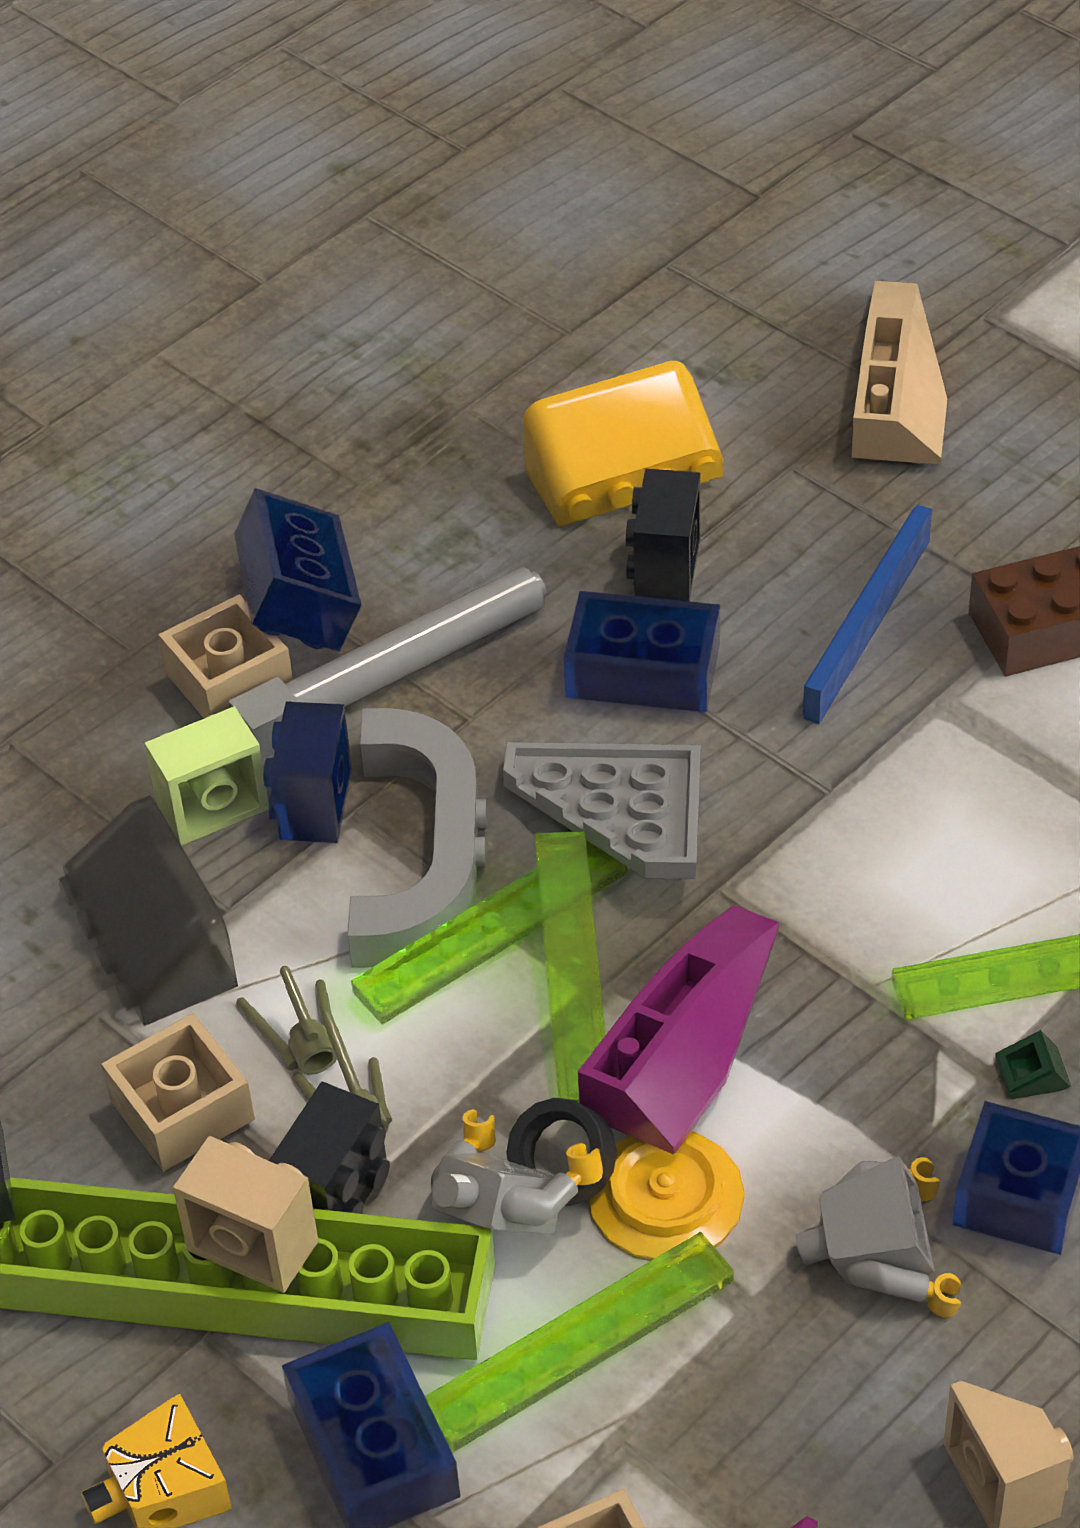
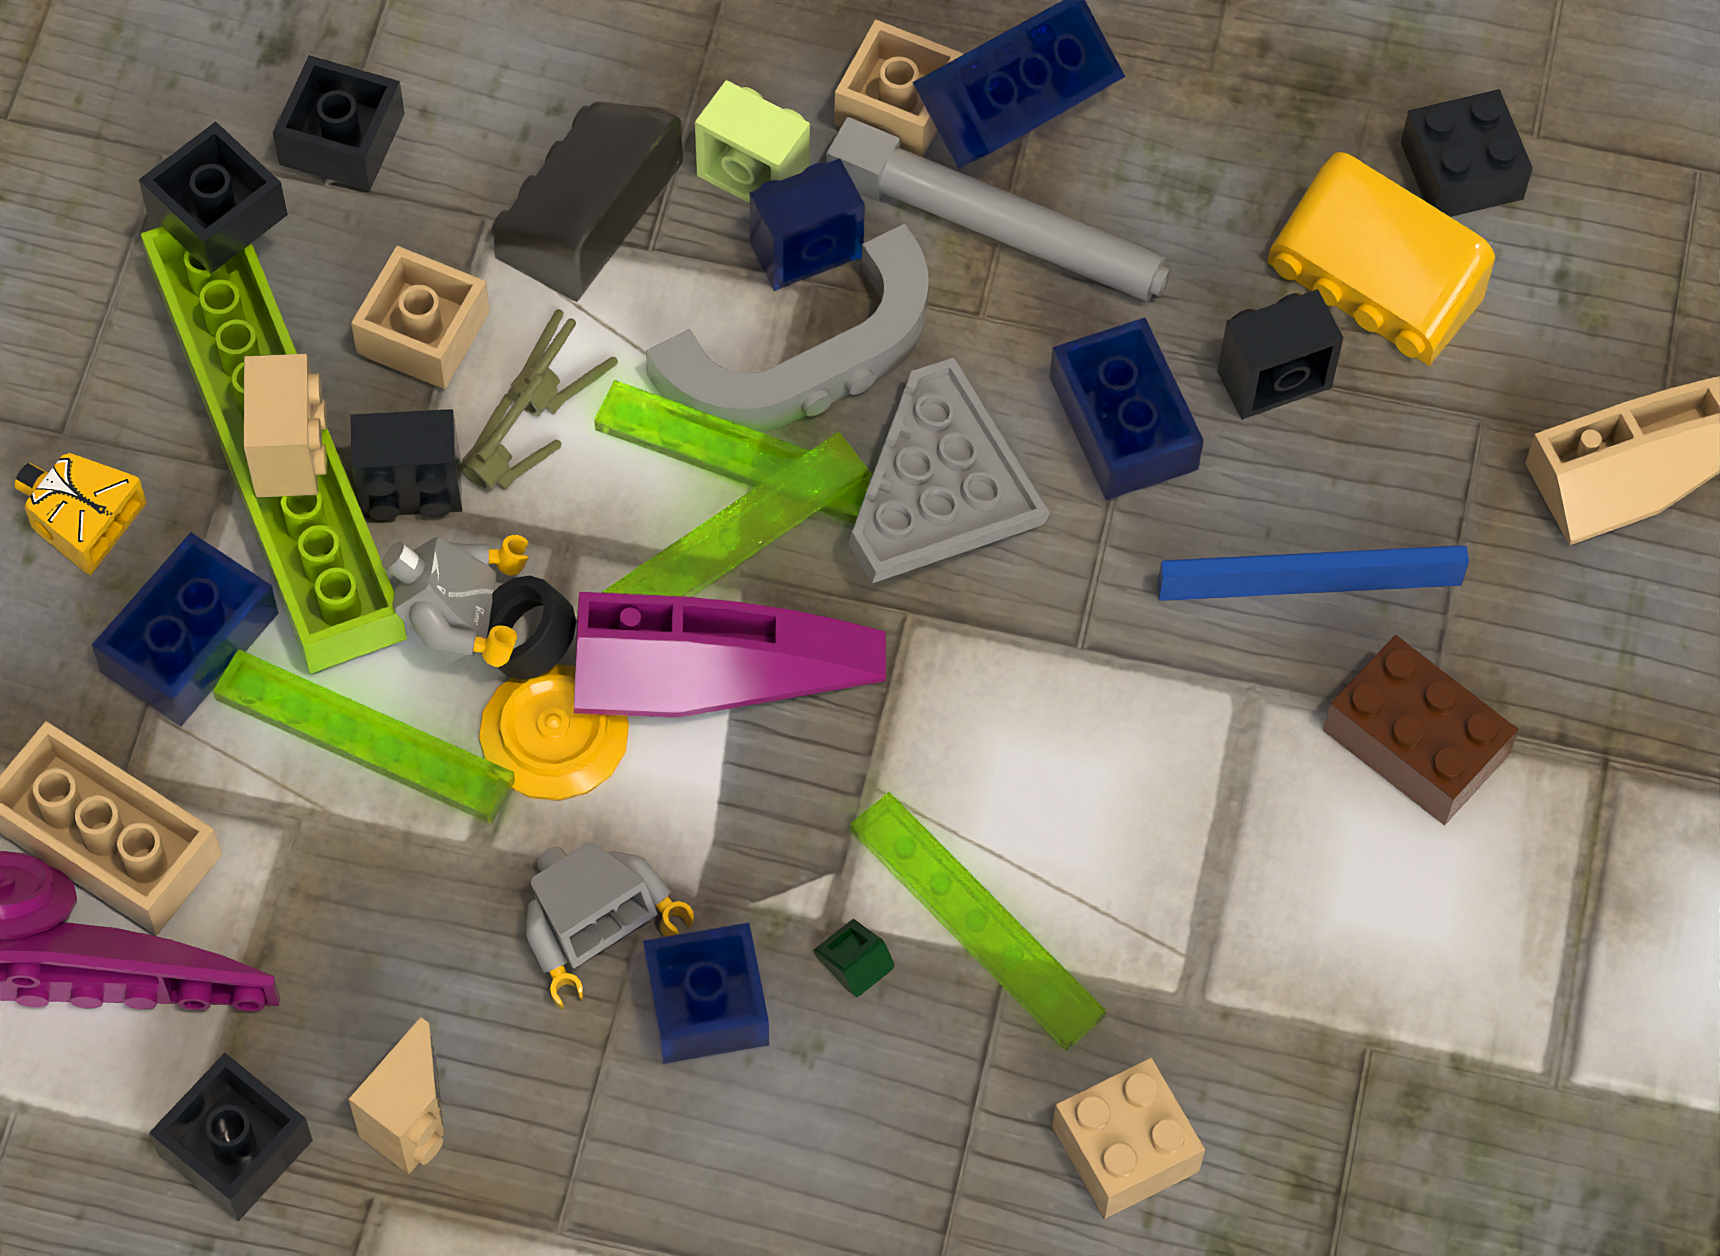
camera: 55 degrees right, 15 degrees up
(561, 357) = (1466, 154): none -> black brick

